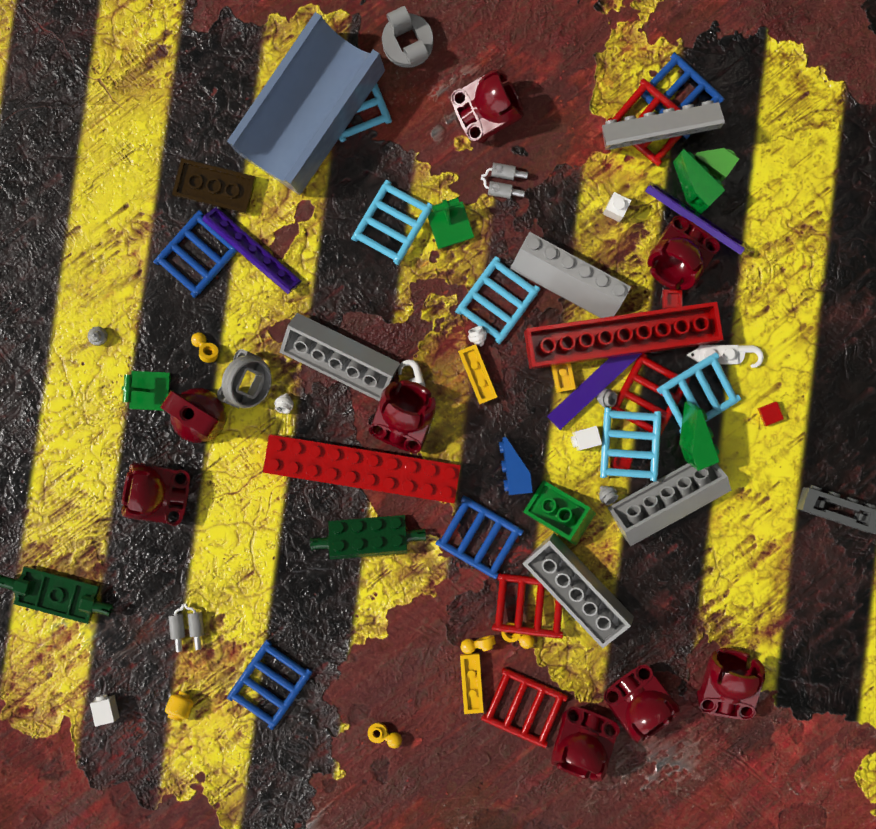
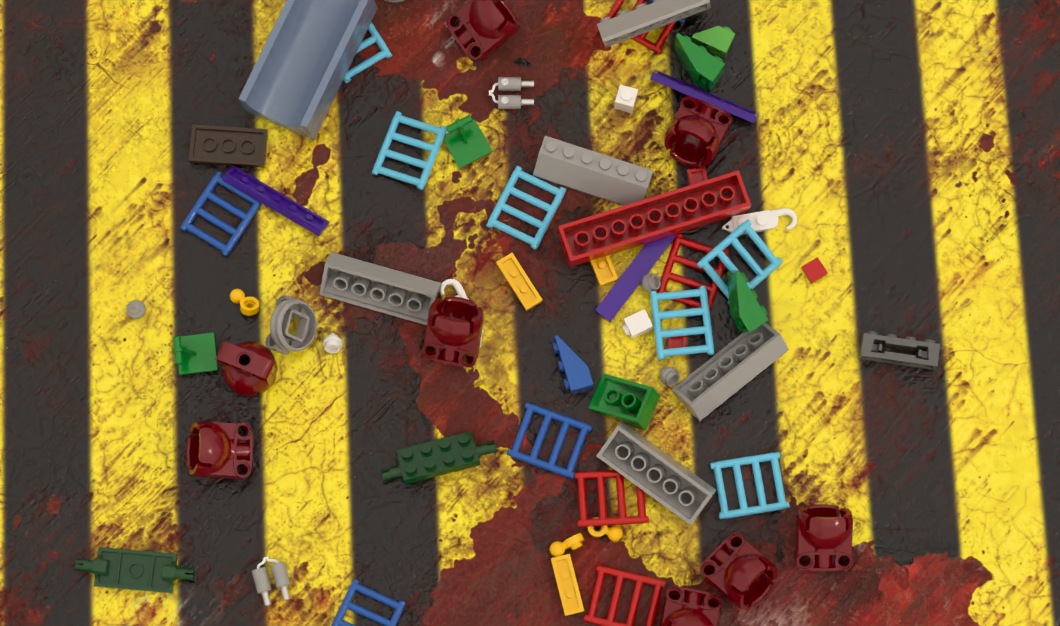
camera: 10 degrees left, 10 degrees down
(361, 468) = (421, 391): red brick -> none
(477, 335) = (512, 244): white plate -> none
(657, 639) = (744, 509): none -> medium azure bar

